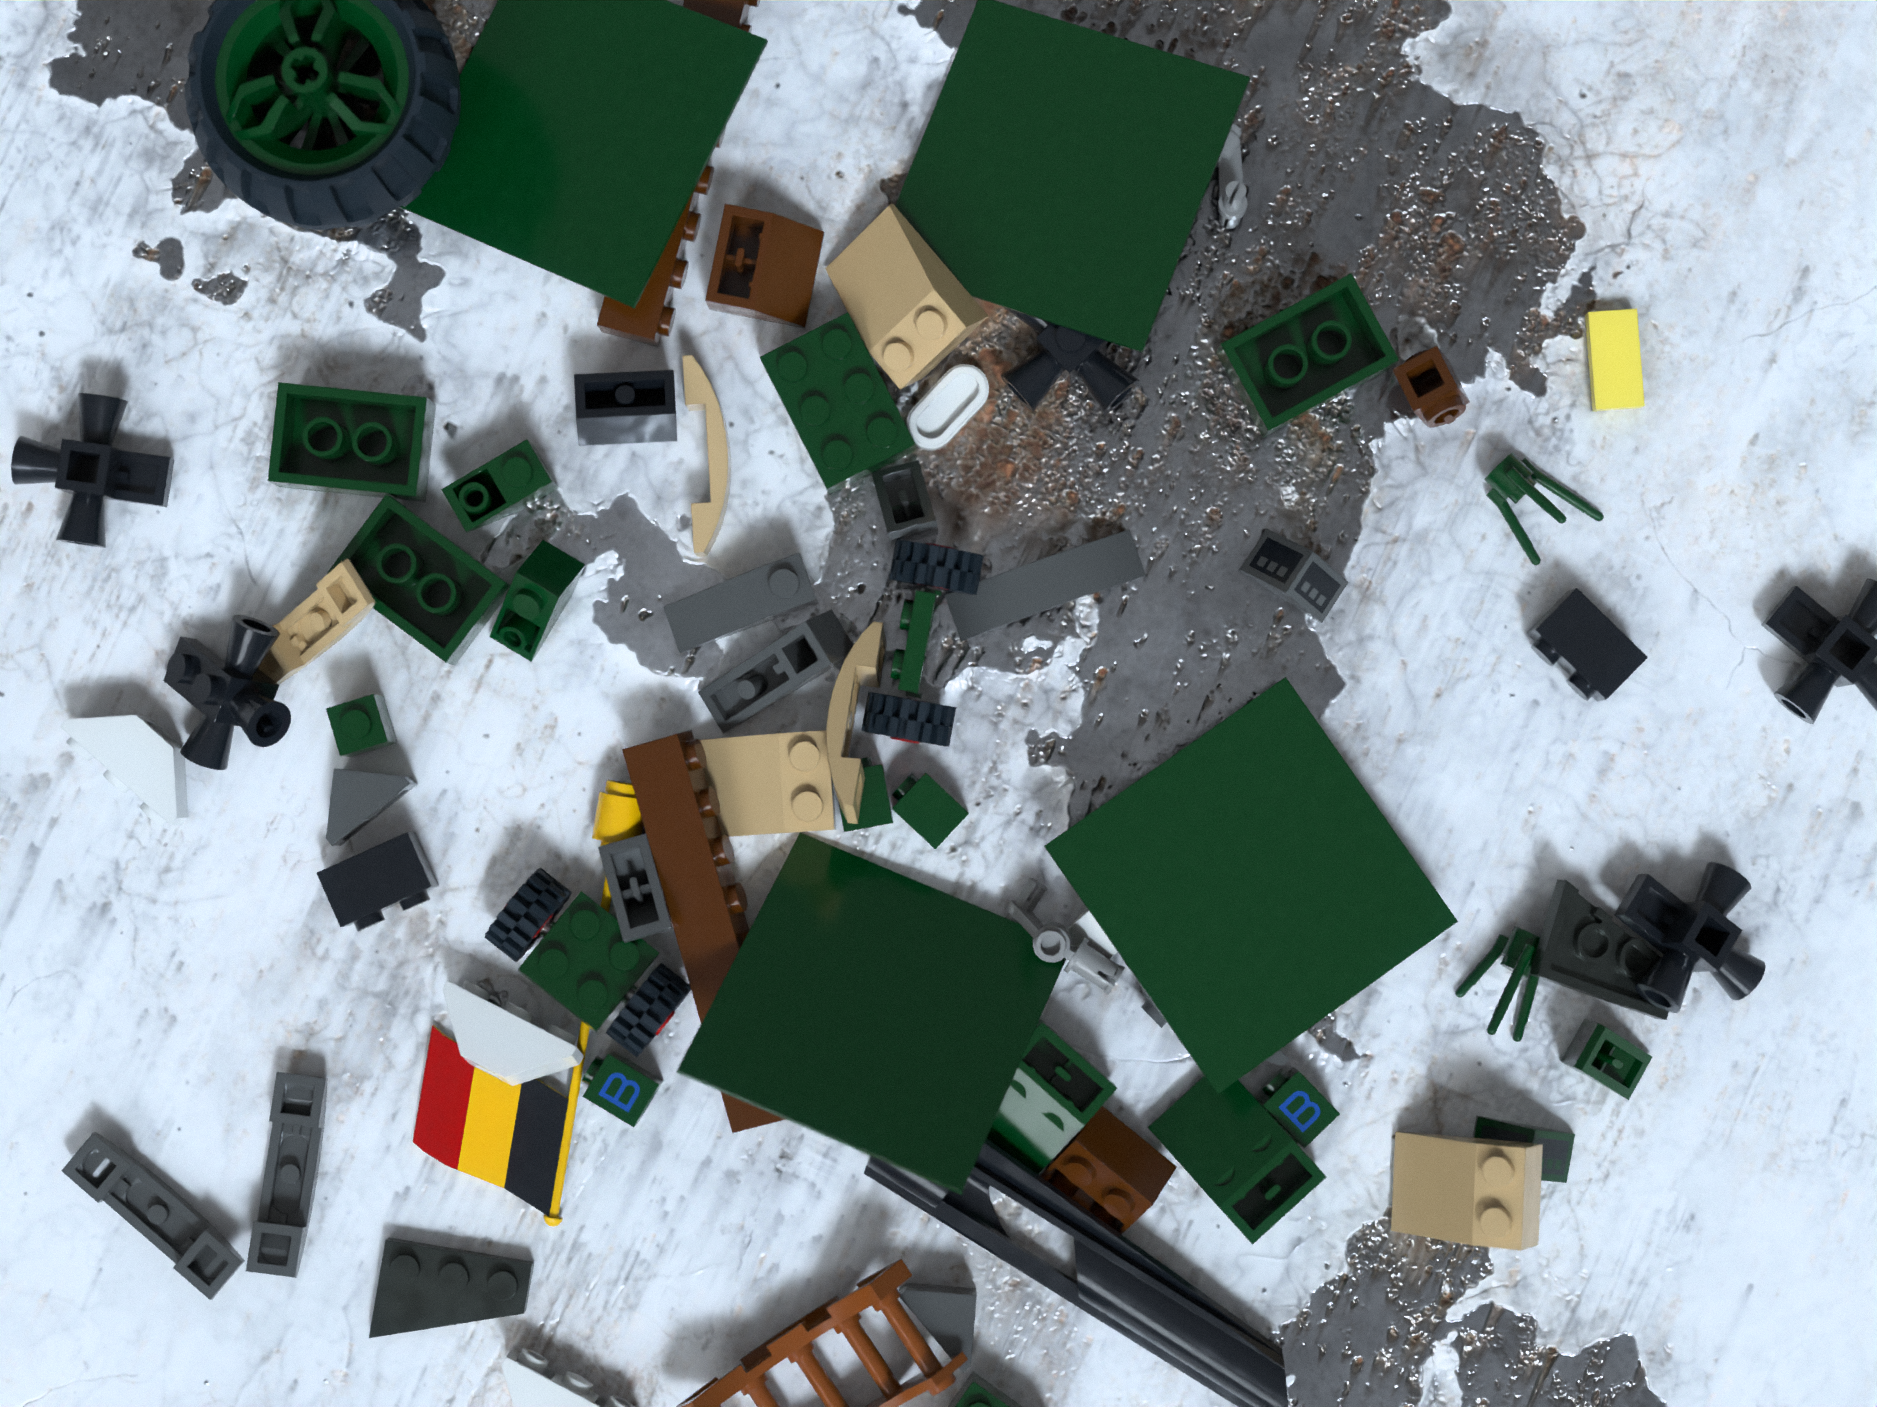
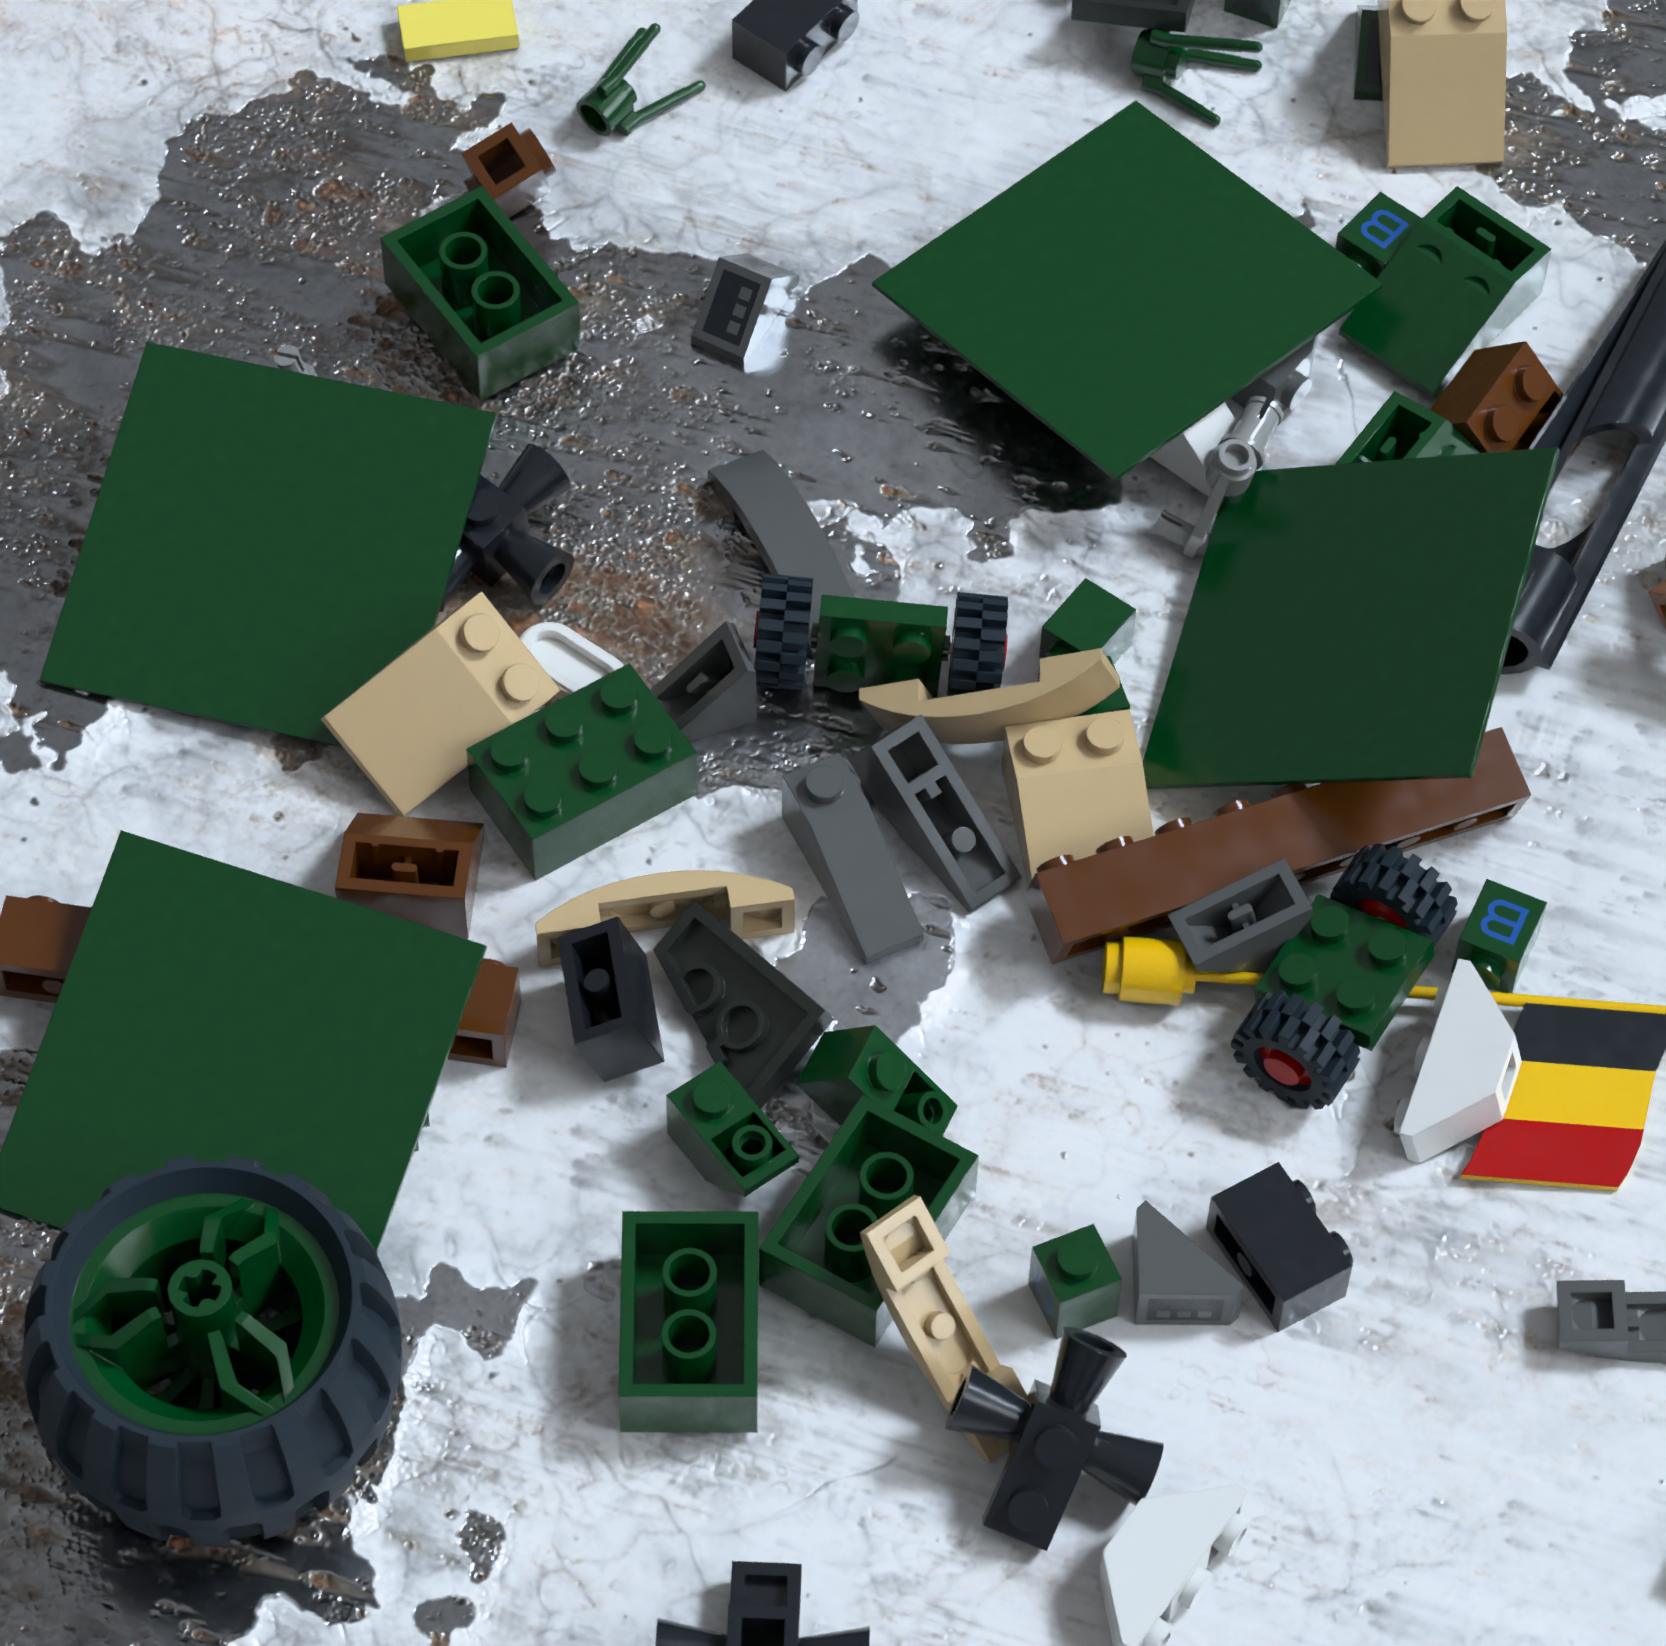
camera: 100 degrees left, 30 degrees down
(618, 511) = (740, 1002): none -> pearl dark grey wing

